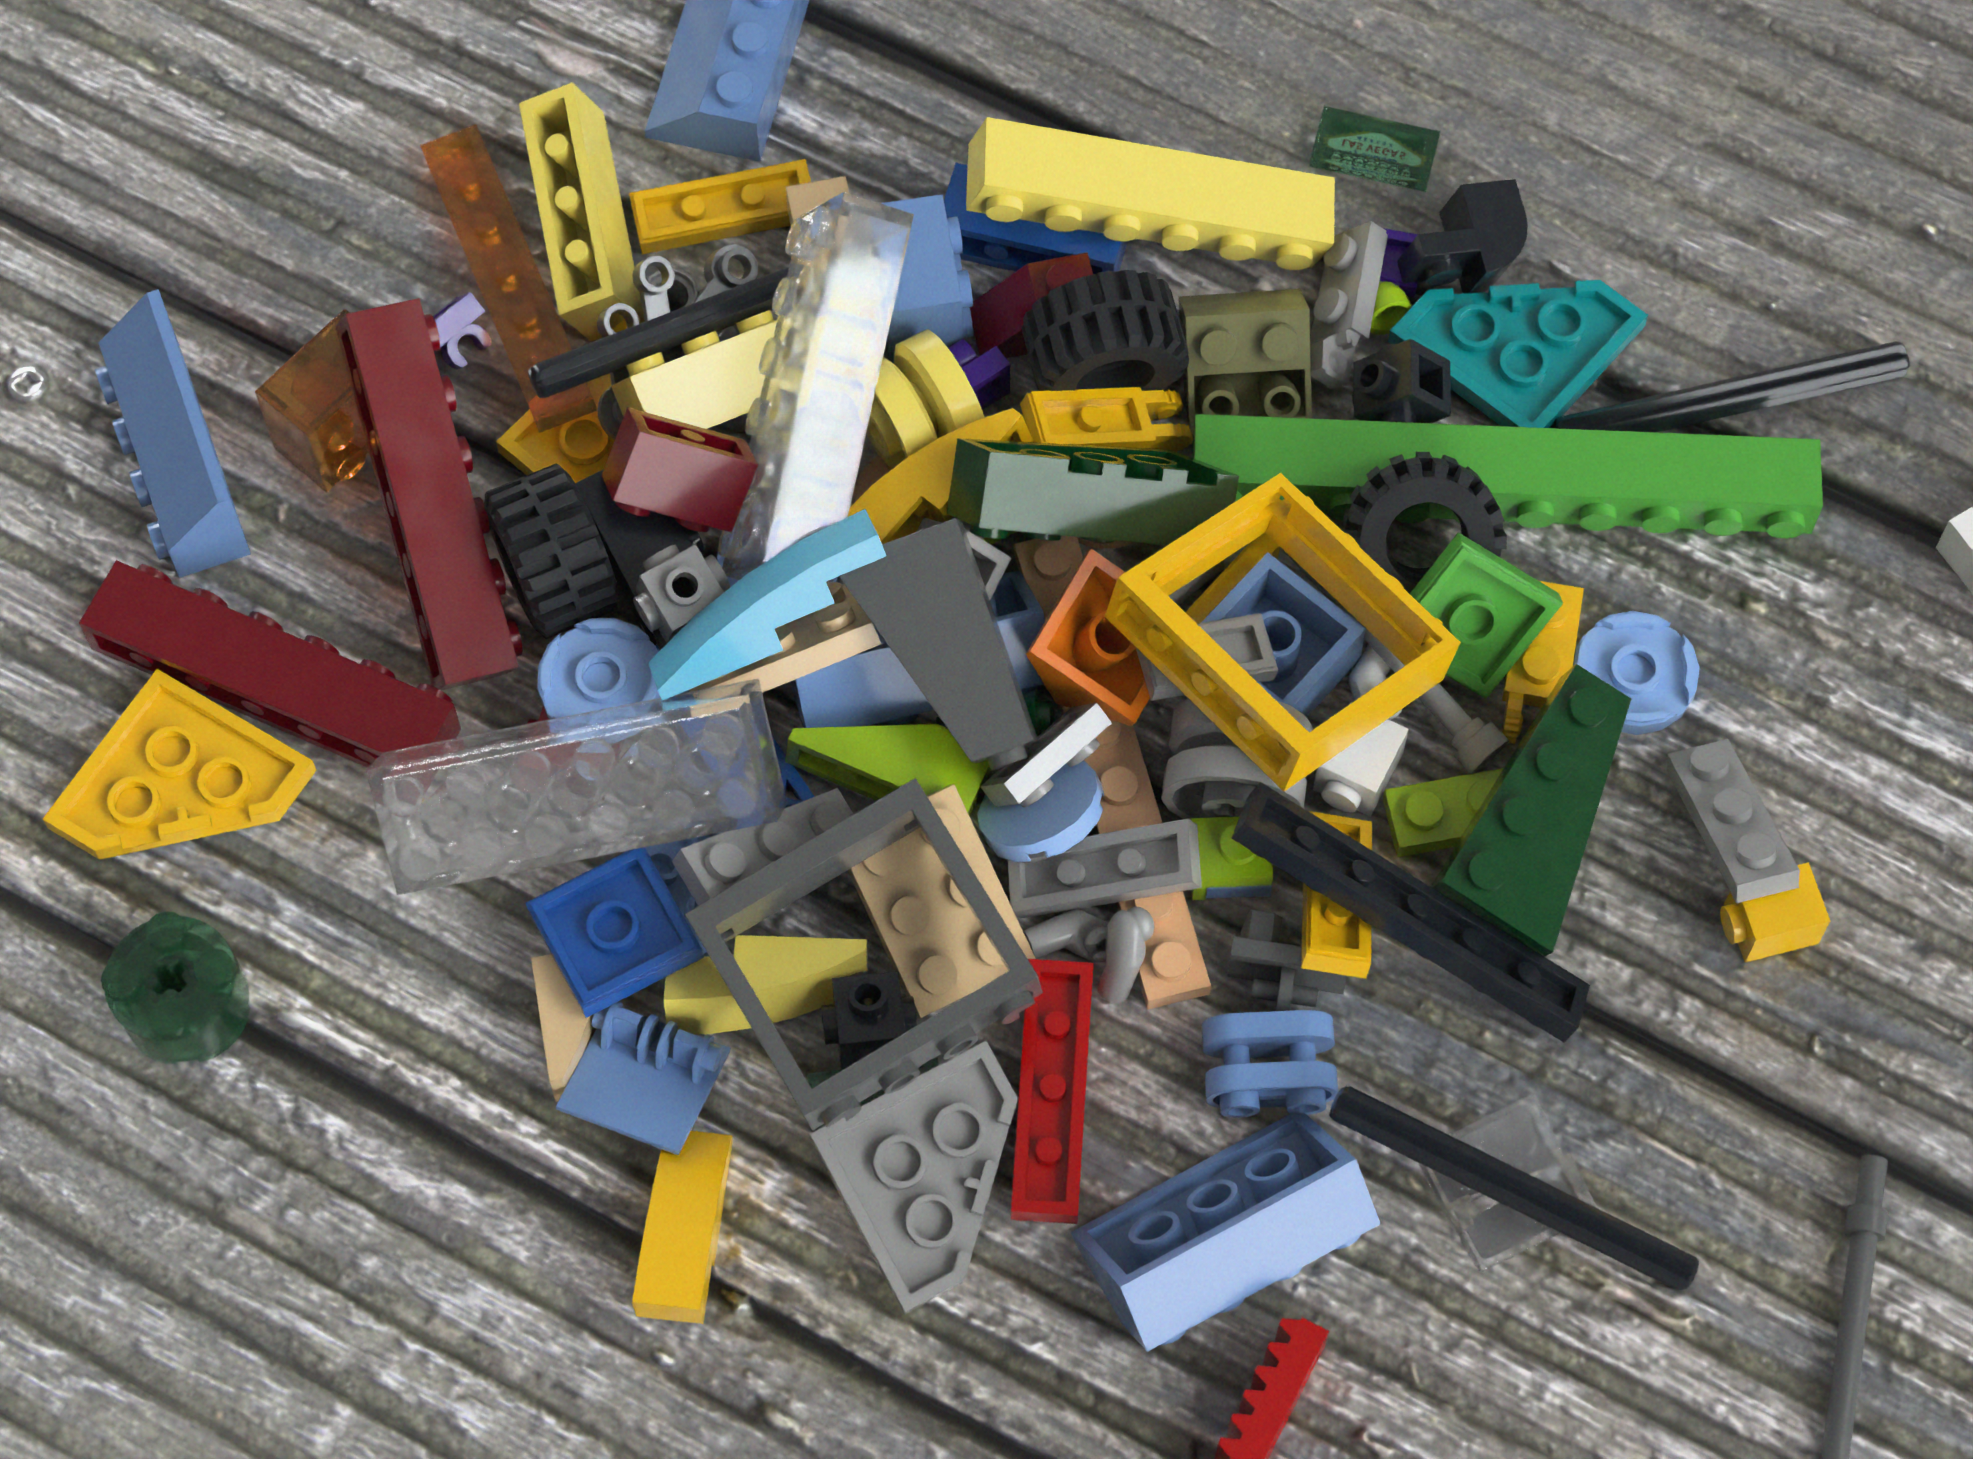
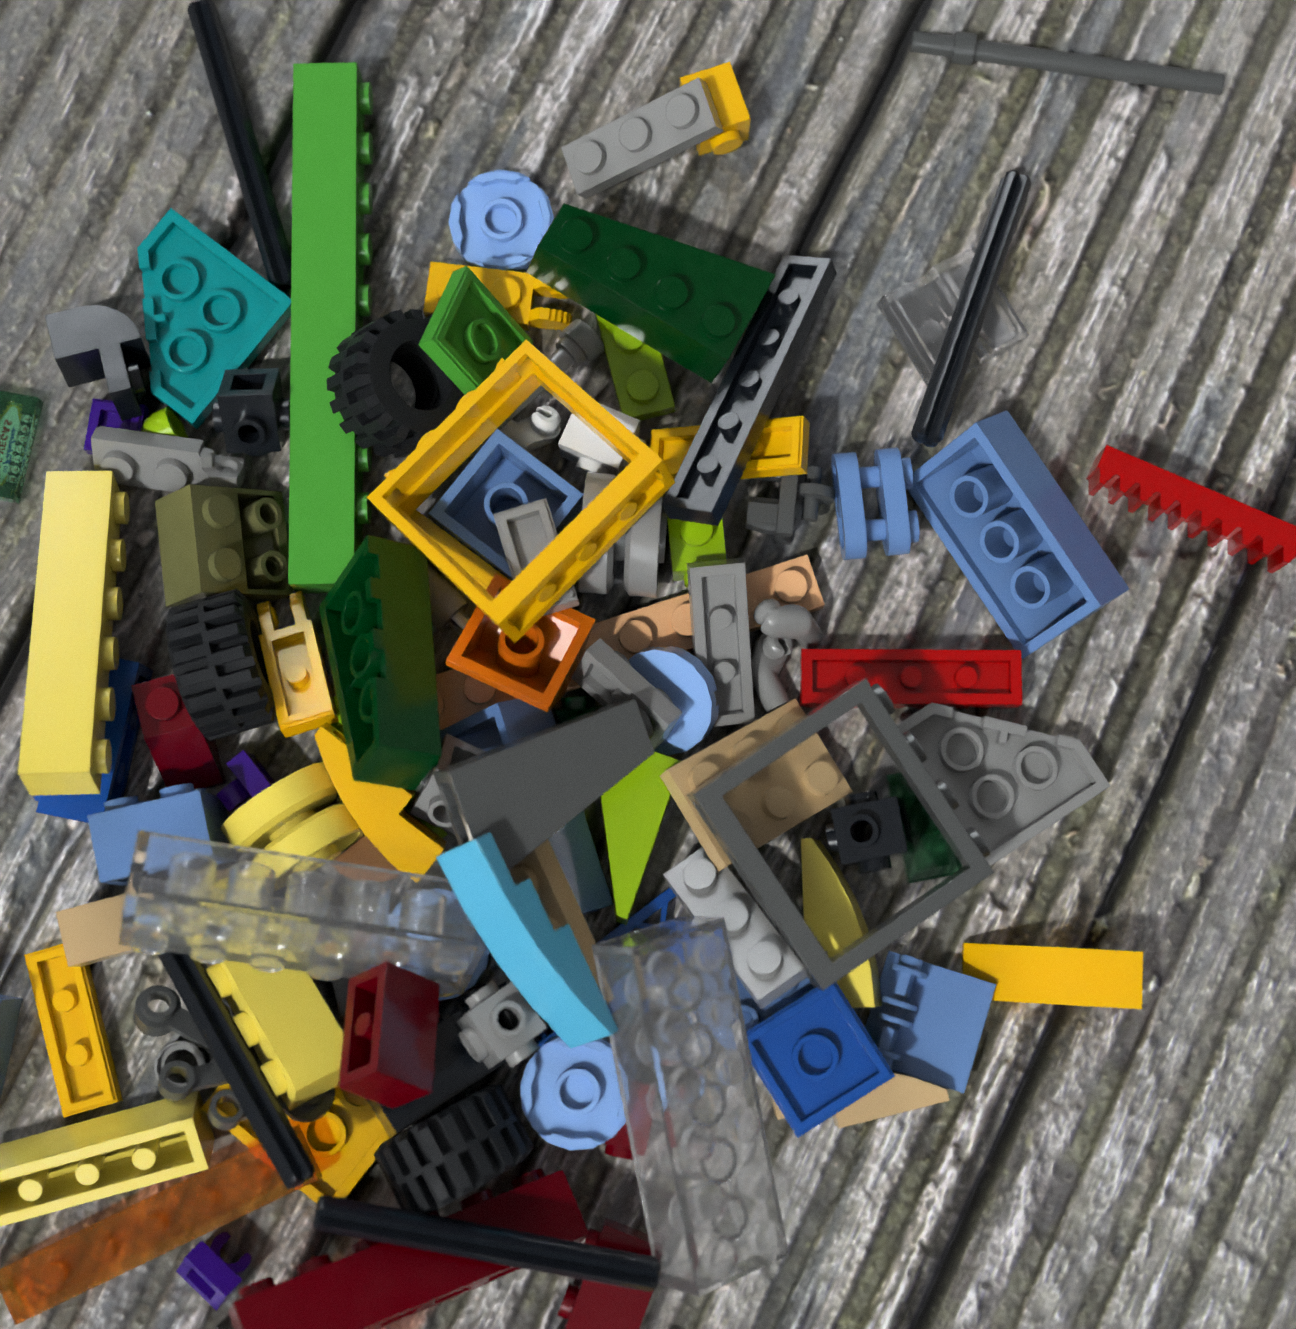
camera: 90 degrees left, 15 degrees up
(447, 567) = (486, 1243): none -> black axle

